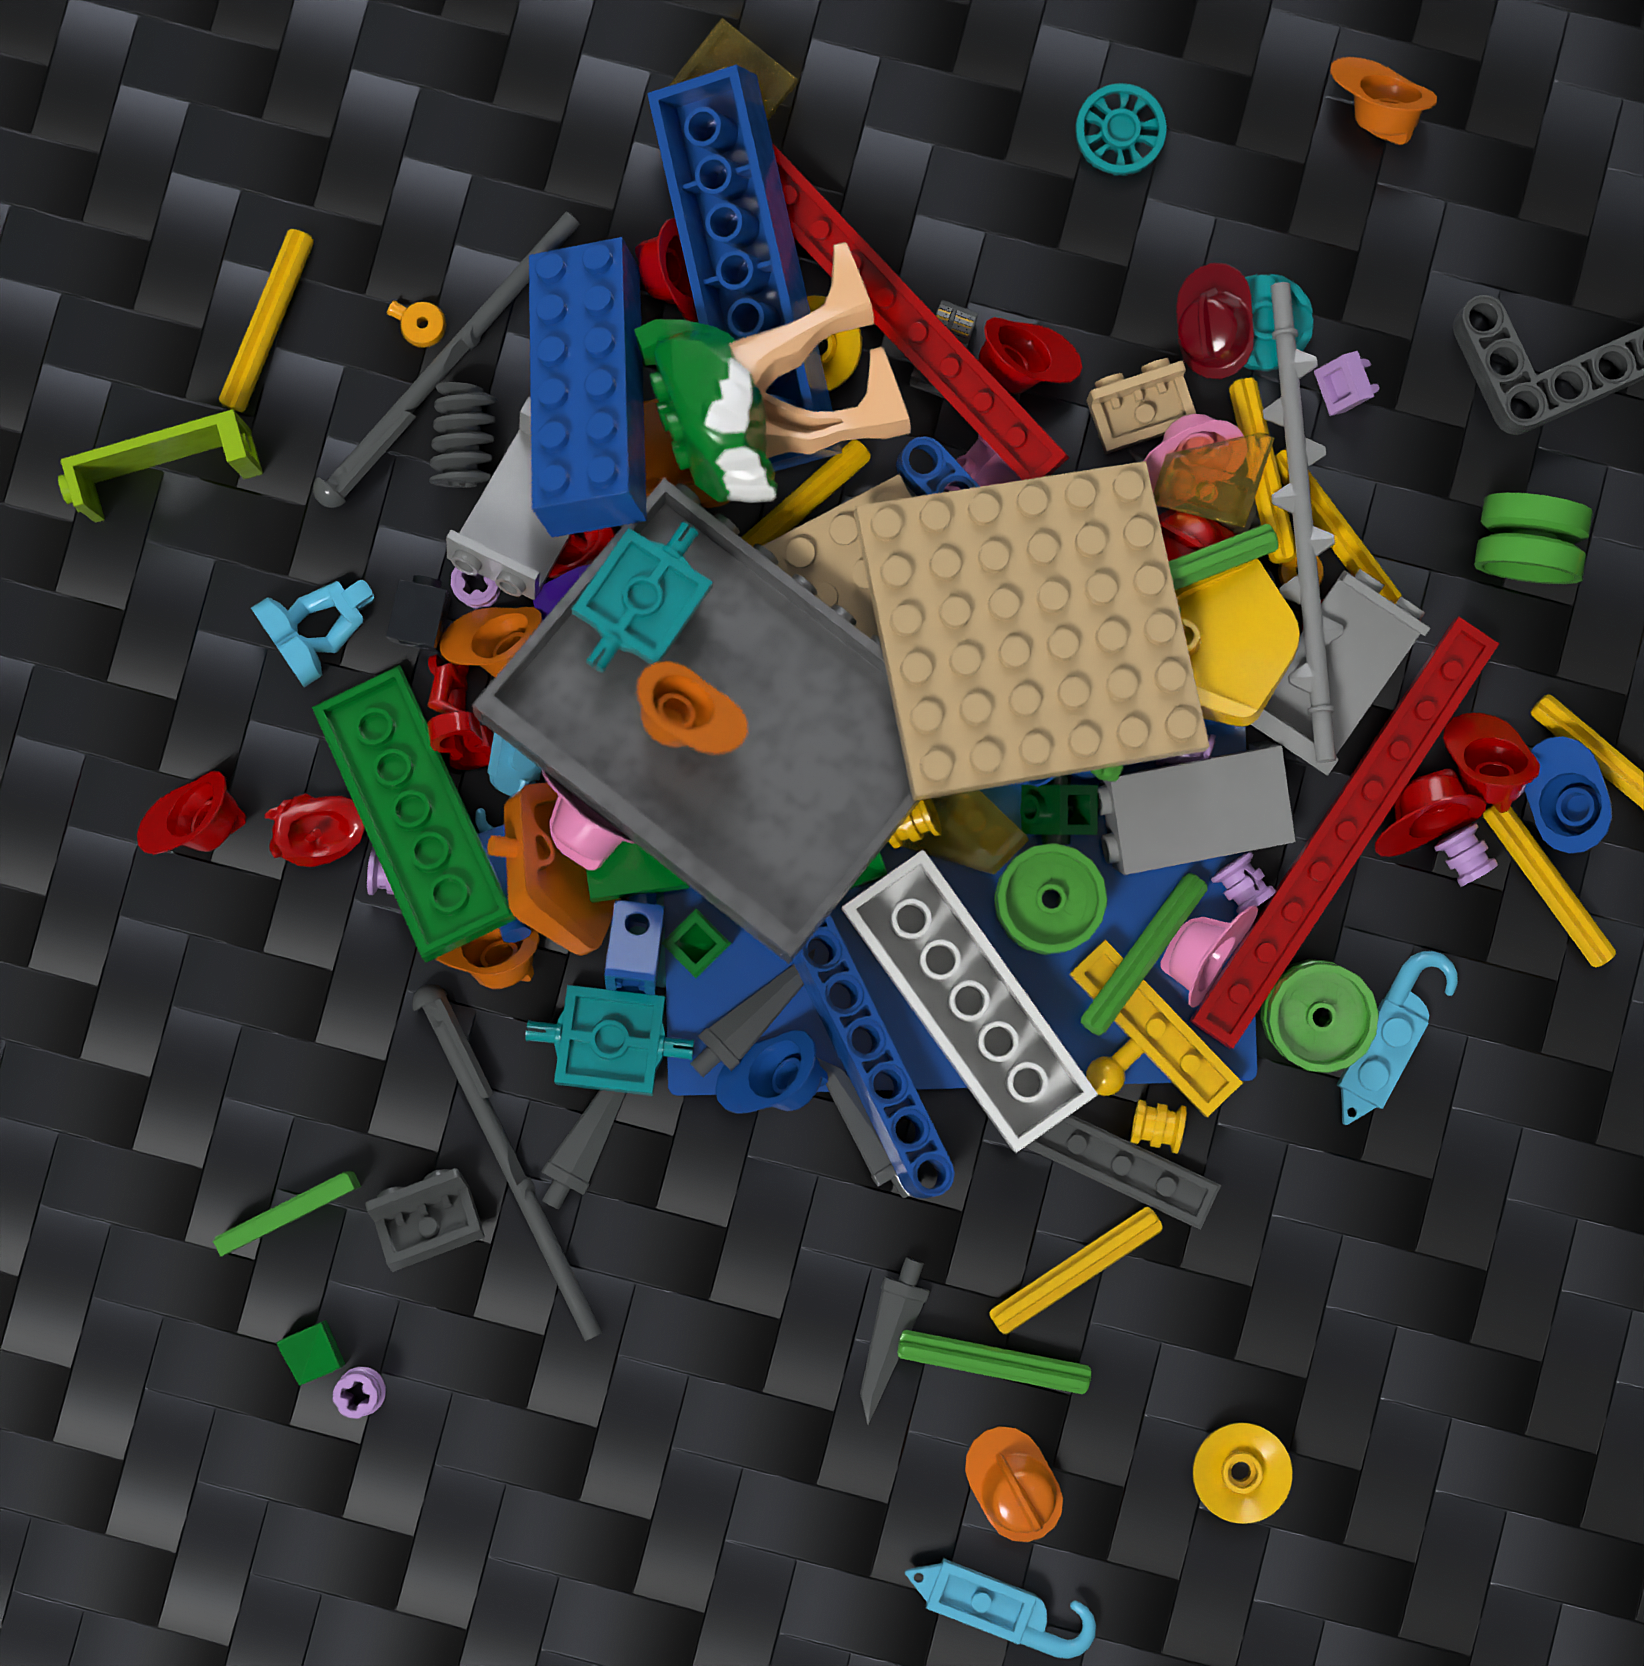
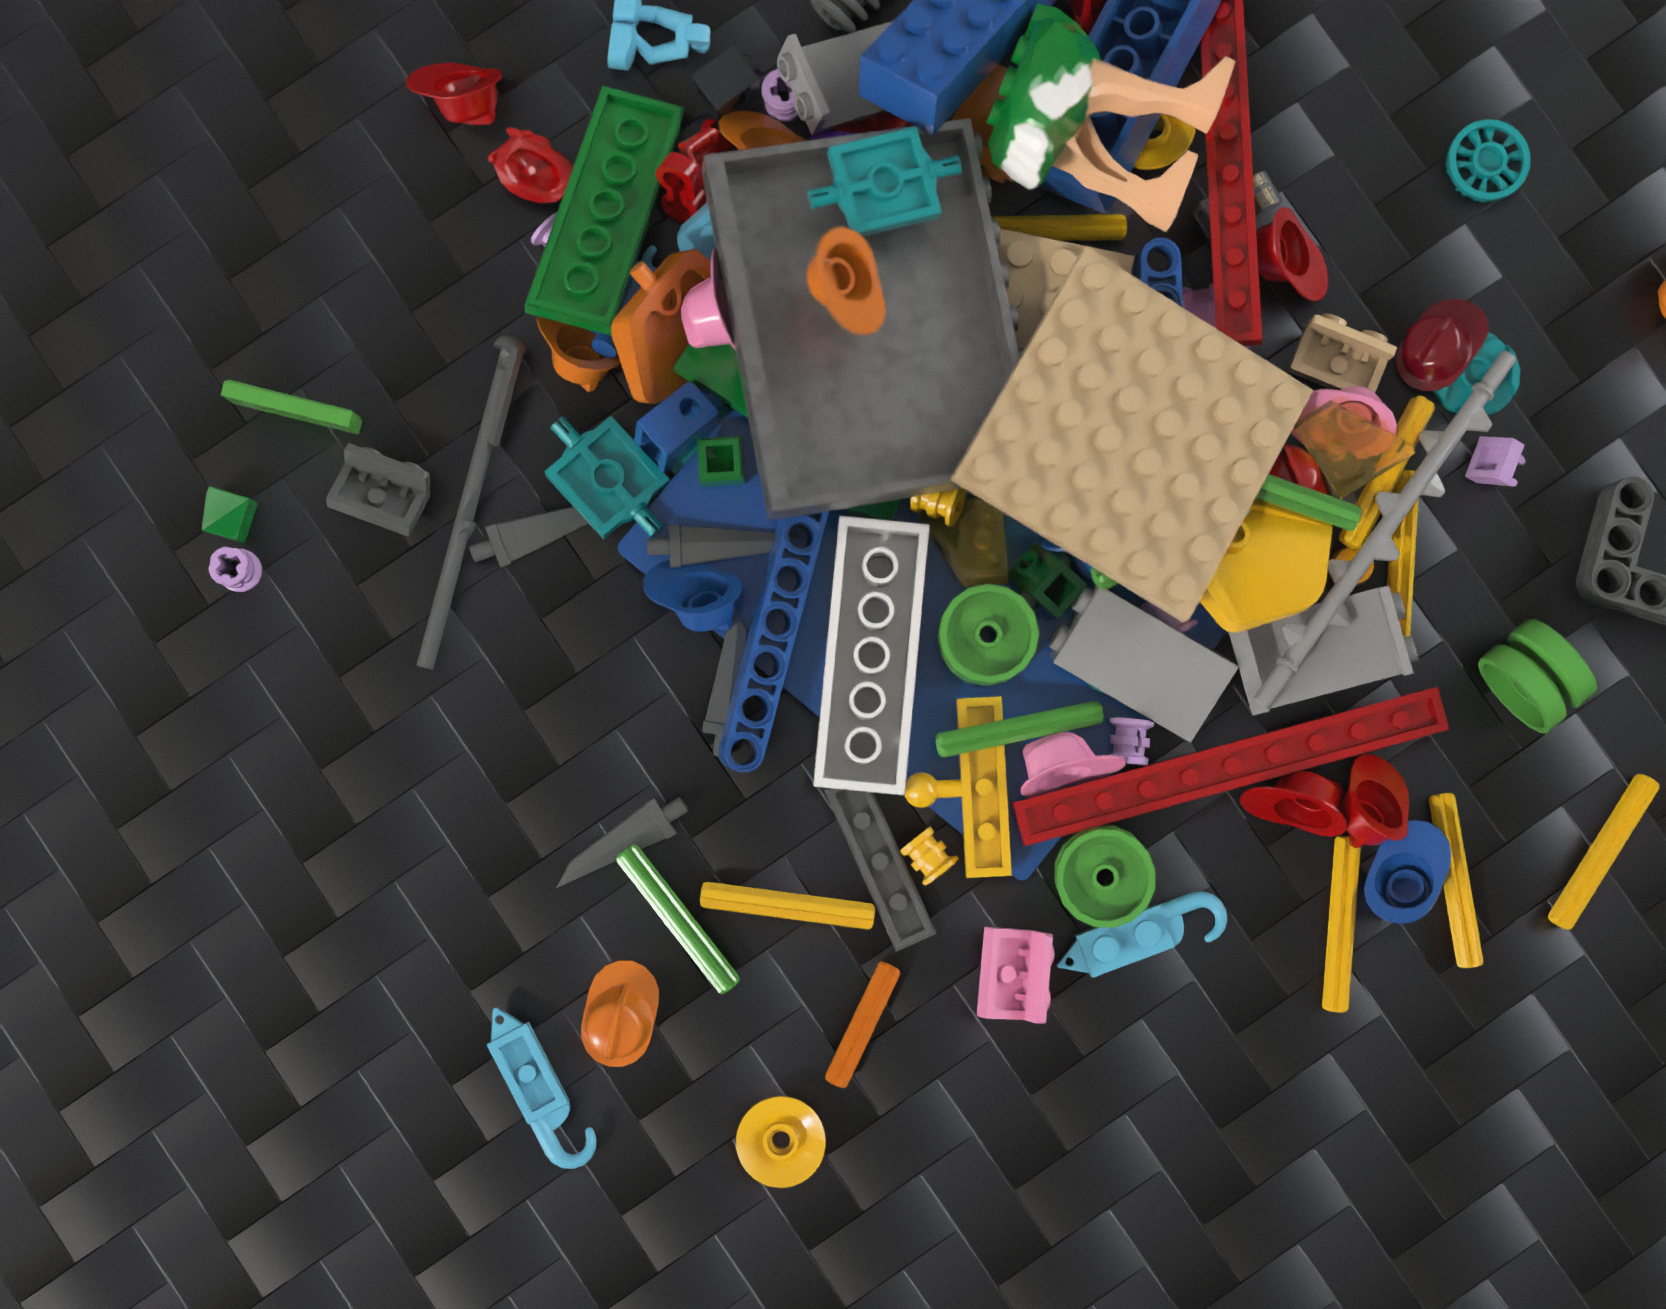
camera: 45 degrees right, 0 degrees up
(1225, 1315) = (862, 1024): none -> orange axle
(1316, 1162) = (1015, 974): none -> bright pink bracket
(1466, 854) = (1301, 854): lavender bush -> none

